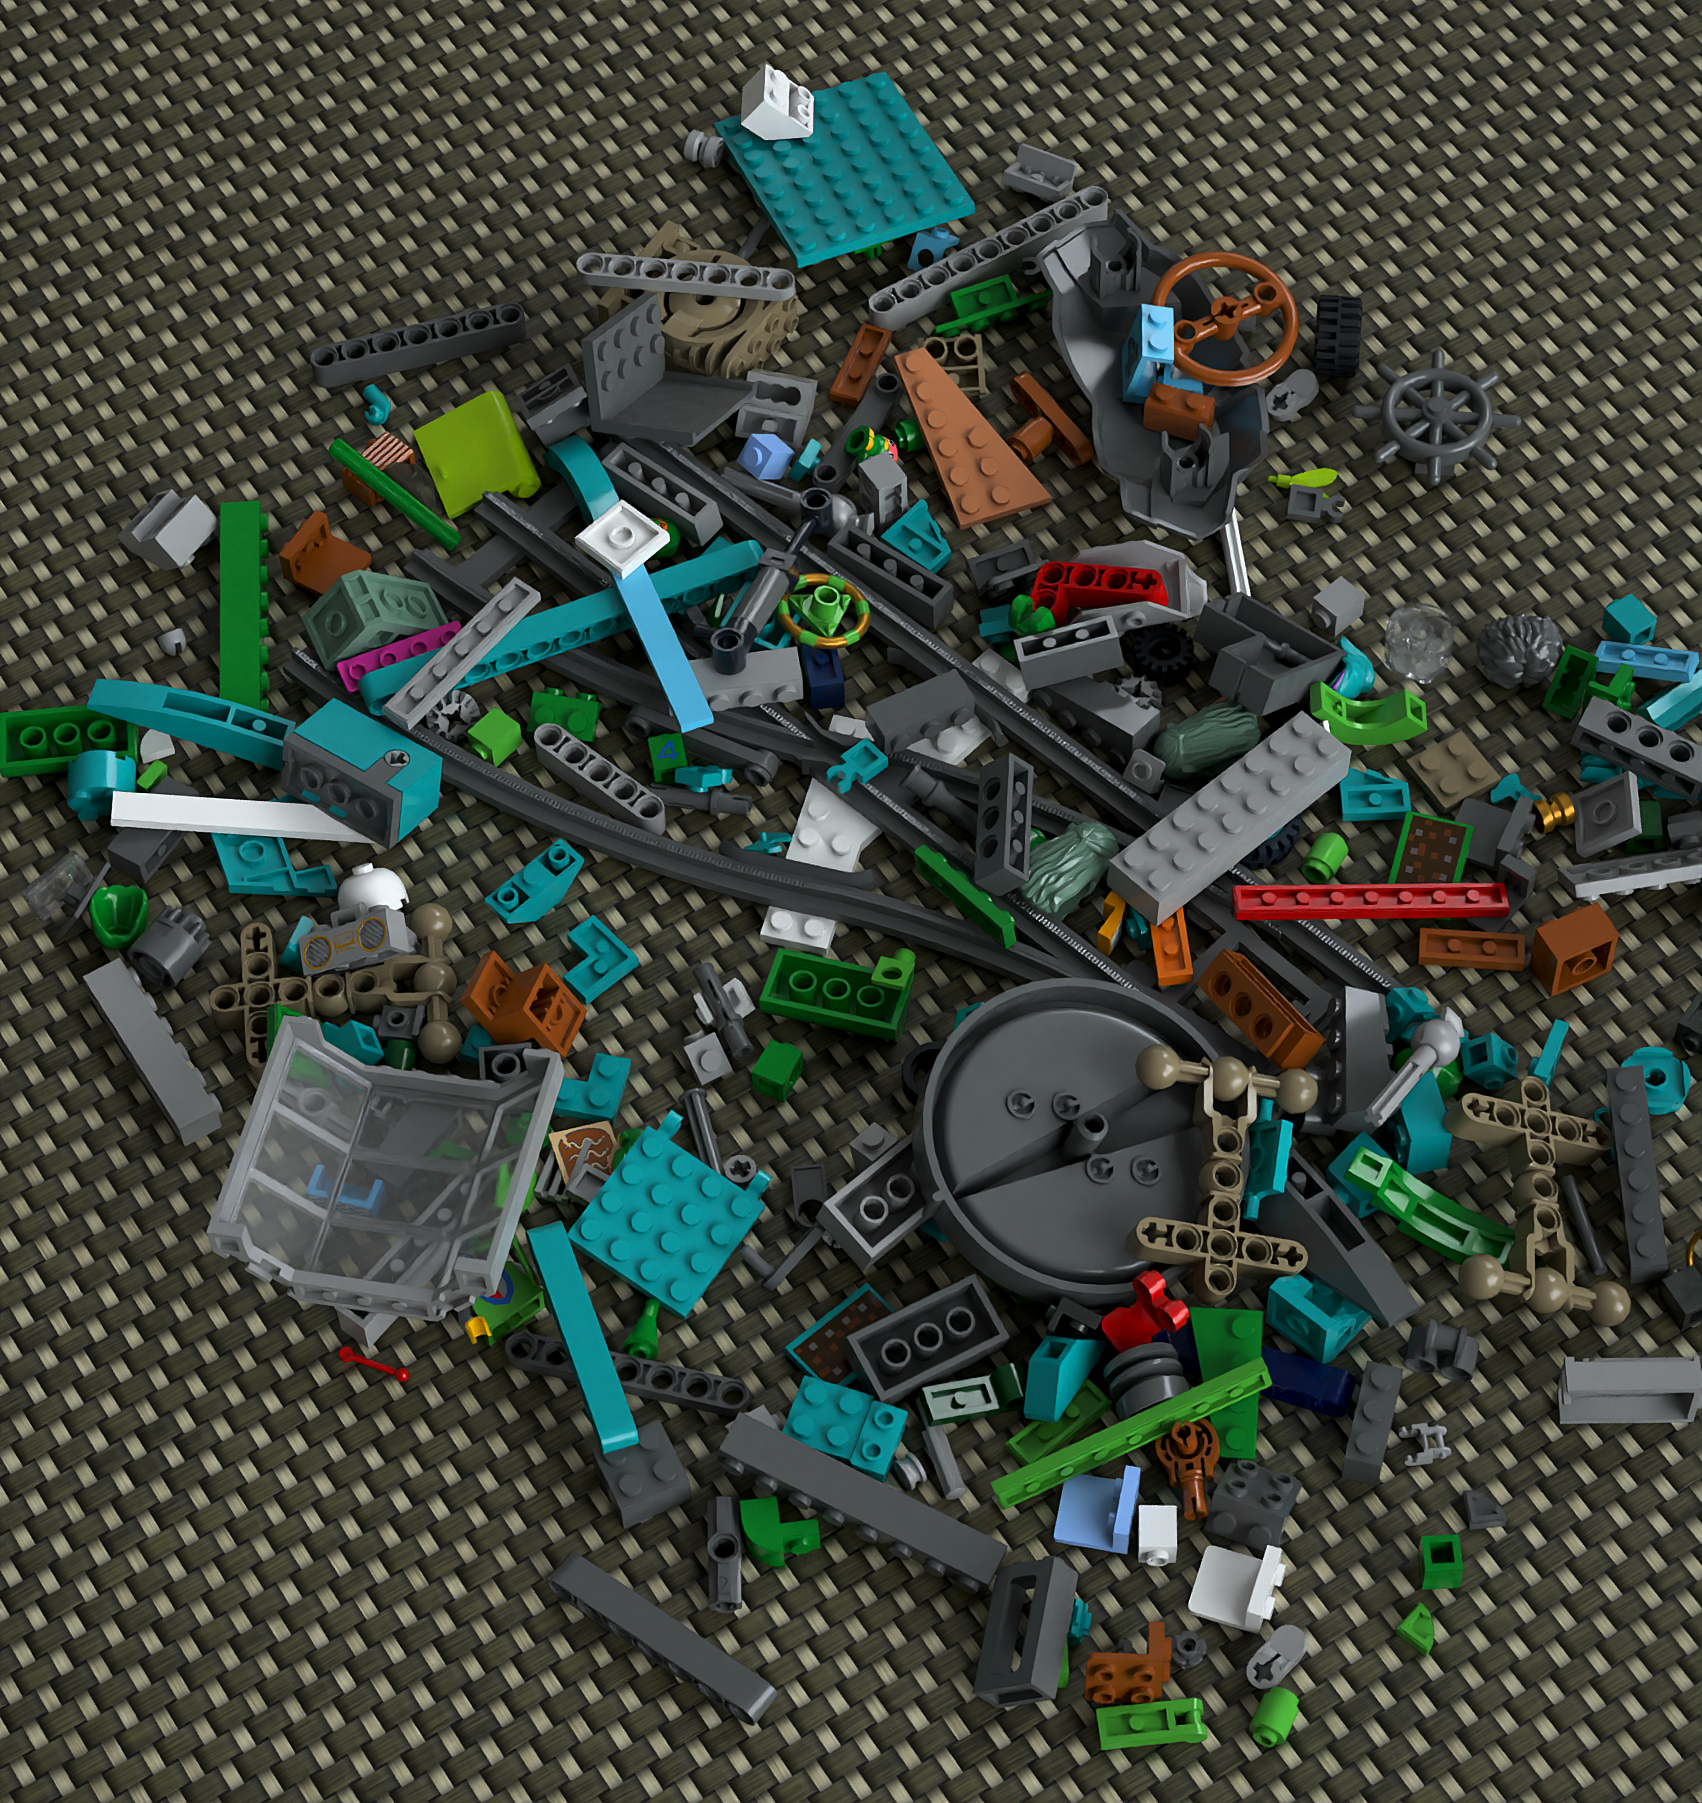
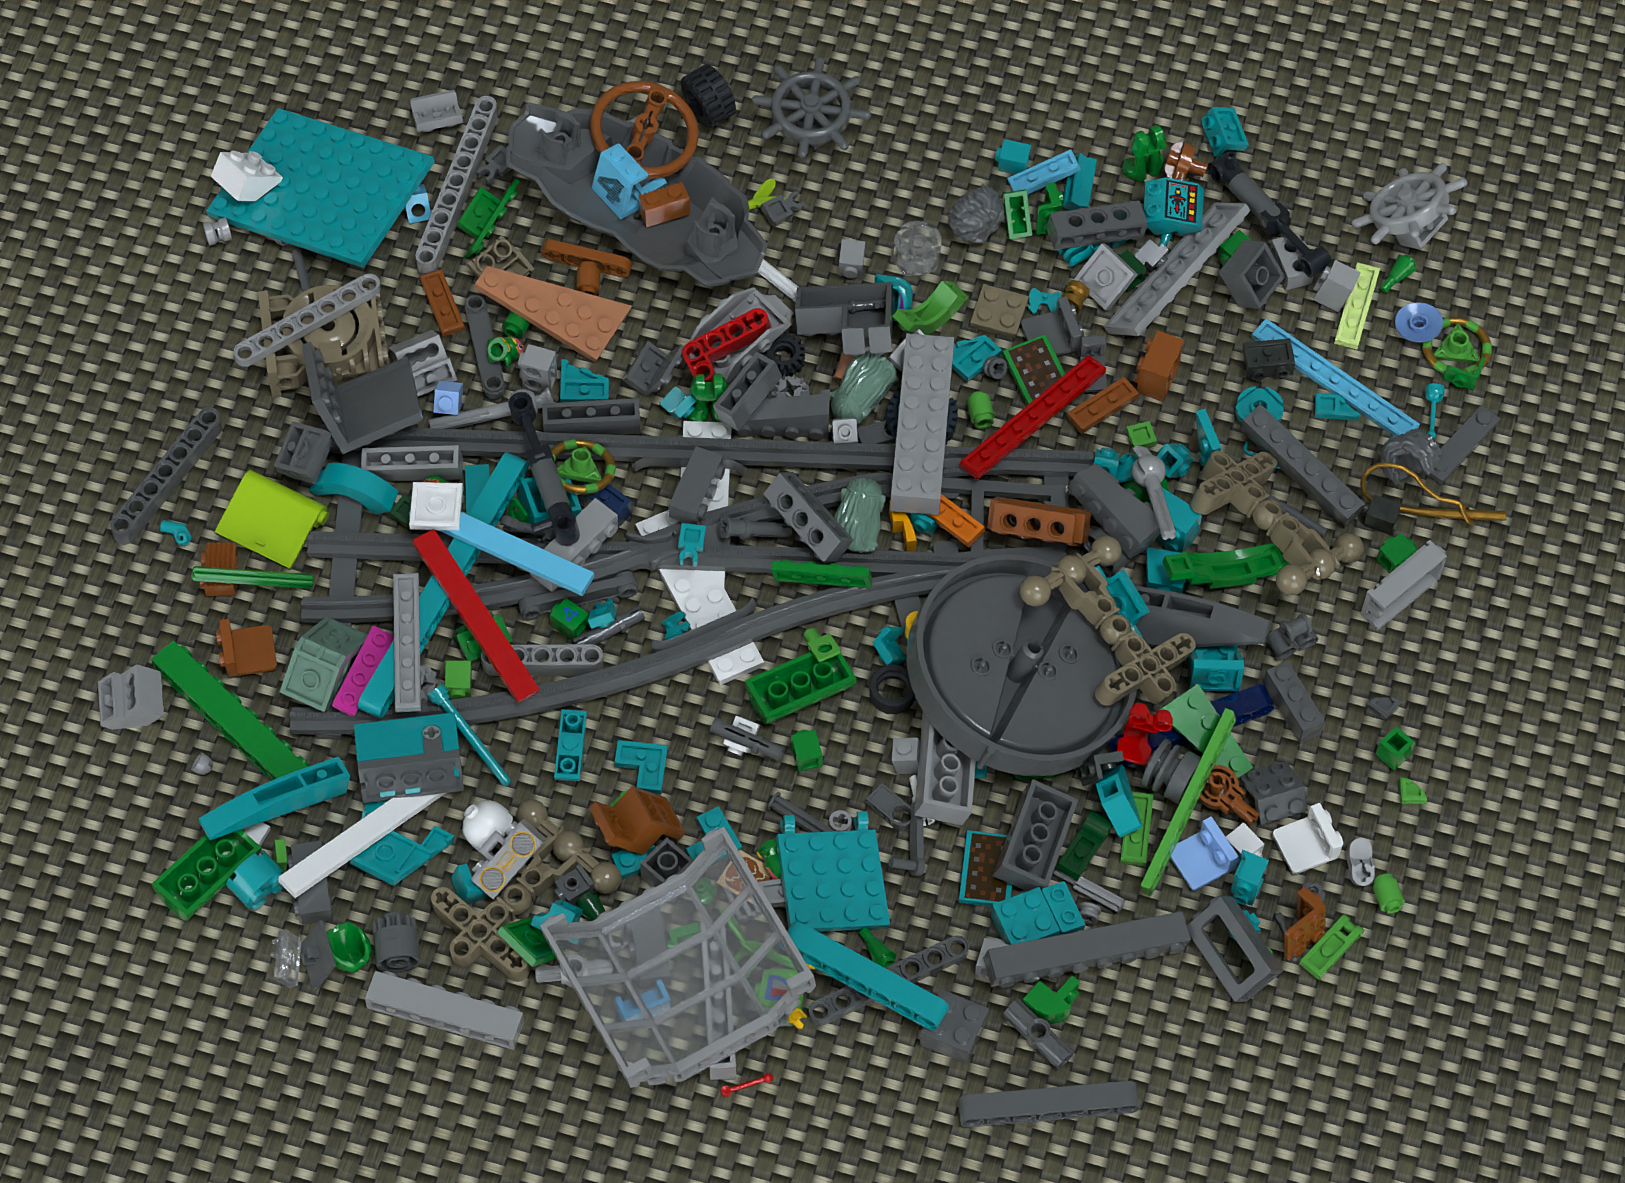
camera: 45 degrees left, 5 degrees up
(414, 481) = (252, 561): clear smoke tile -> none
(449, 734) = (440, 697): none -> teal piece
(558, 679) = (475, 616): none -> red tile
(705, 1056) = (758, 773): light grey bracket -> none
(806, 461) = (471, 383): teal plate -> none
(1119, 1571) = (1248, 878): none -> teal window
(1292, 395) = (709, 138): light grey piece -> none
(1378, 832) = (1001, 367): none -> dark grey bush
(1423, 1432) = (1332, 697): light grey piece -> none
(1485, 1013) = (1141, 435): none -> bright green tile
(1662, 1343) = (1395, 552): none -> green brick

